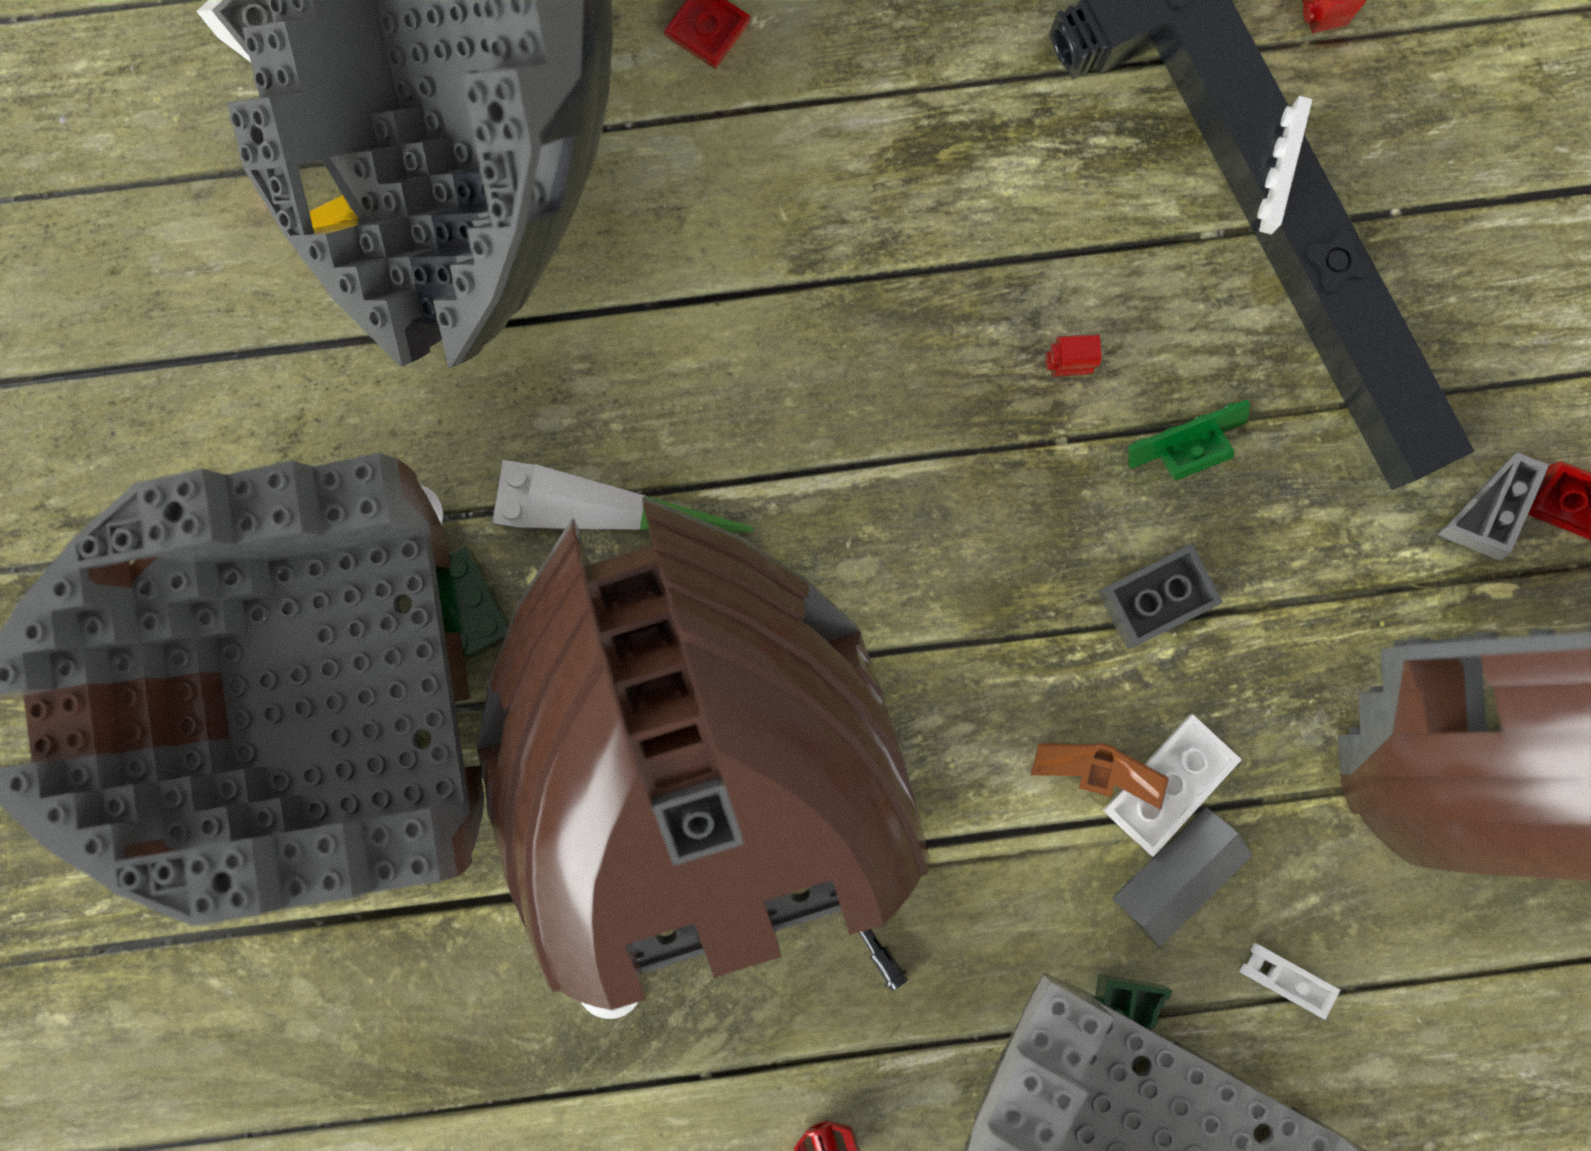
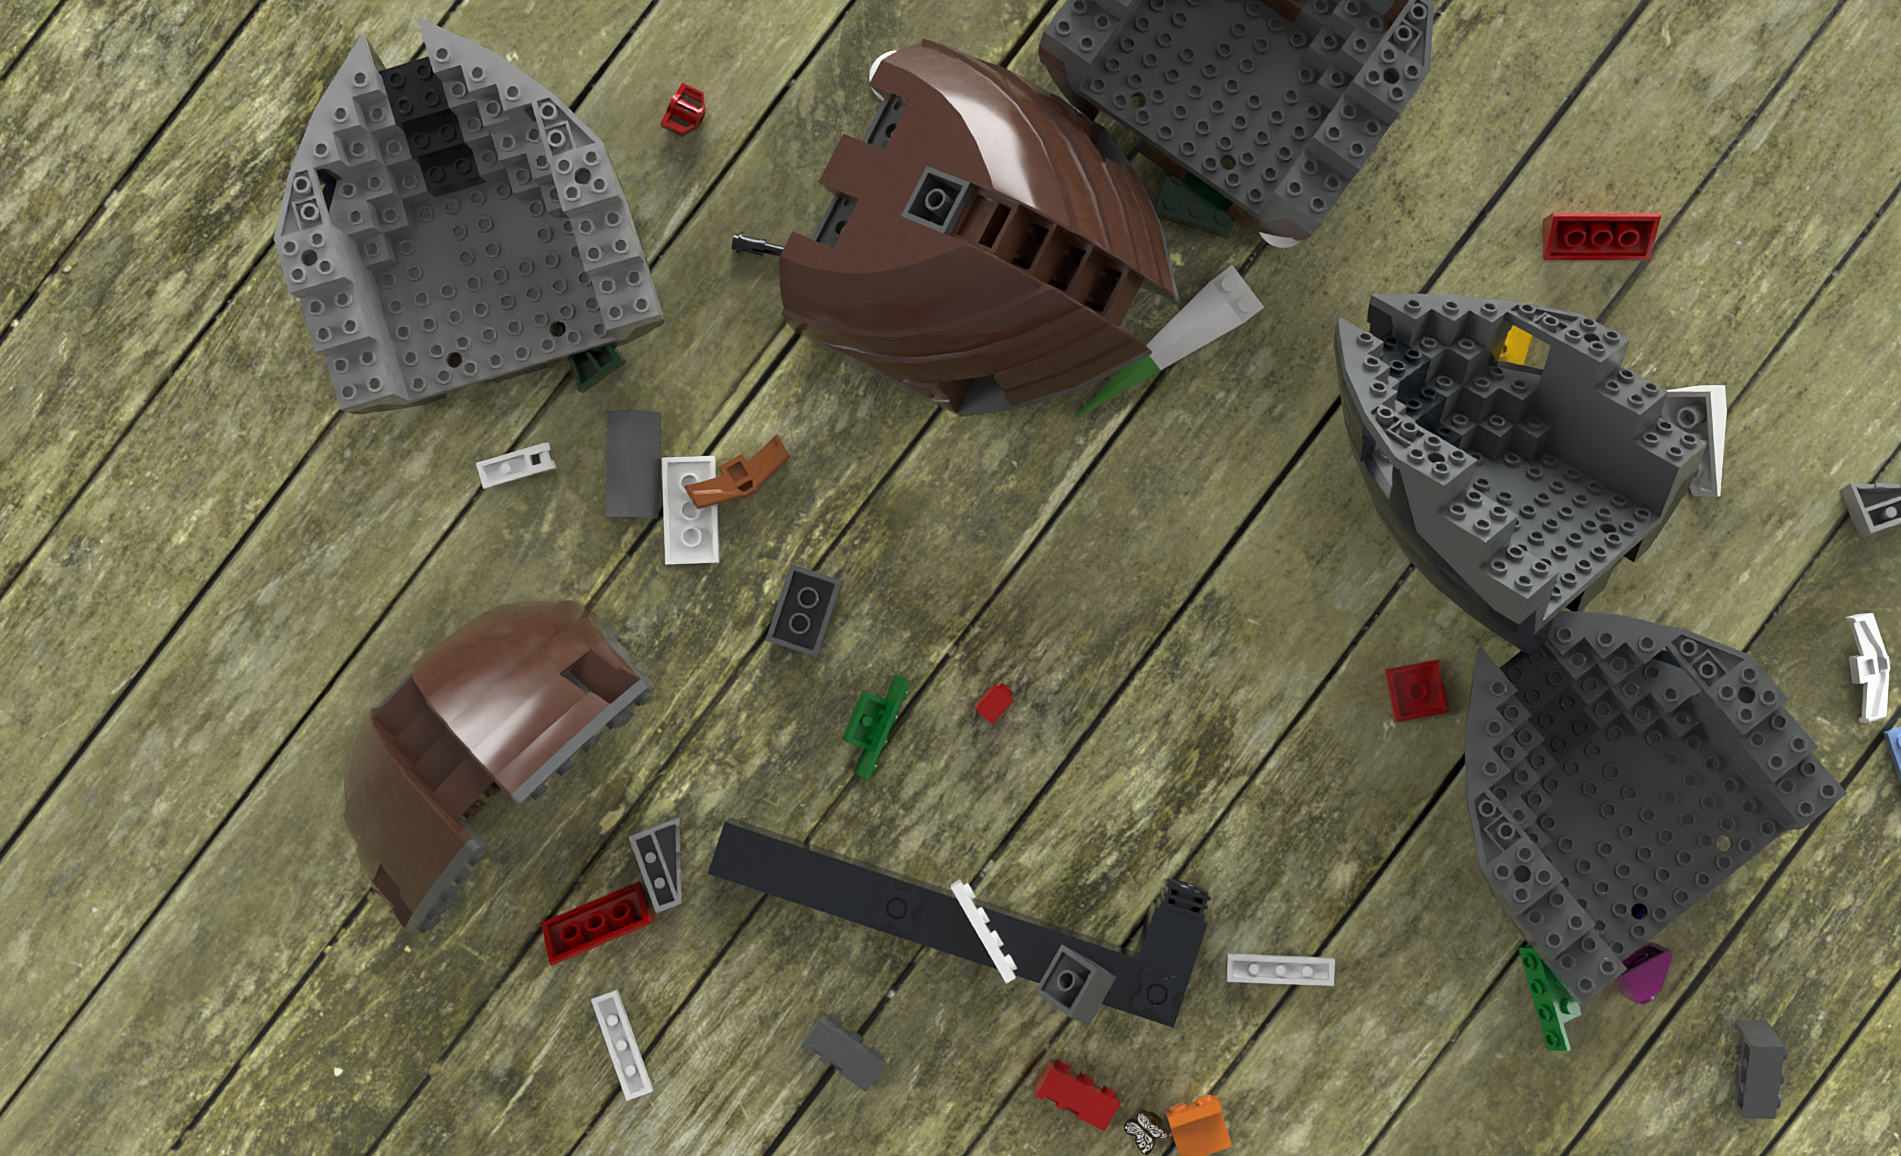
camera: 135 degrees right, 5 degrees up
(165, 236) = (1599, 236): none -> red slope
(1250, 45) = (1075, 985): none -> dark grey slope
(1488, 200) = (844, 1051): none -> dark grey wedge

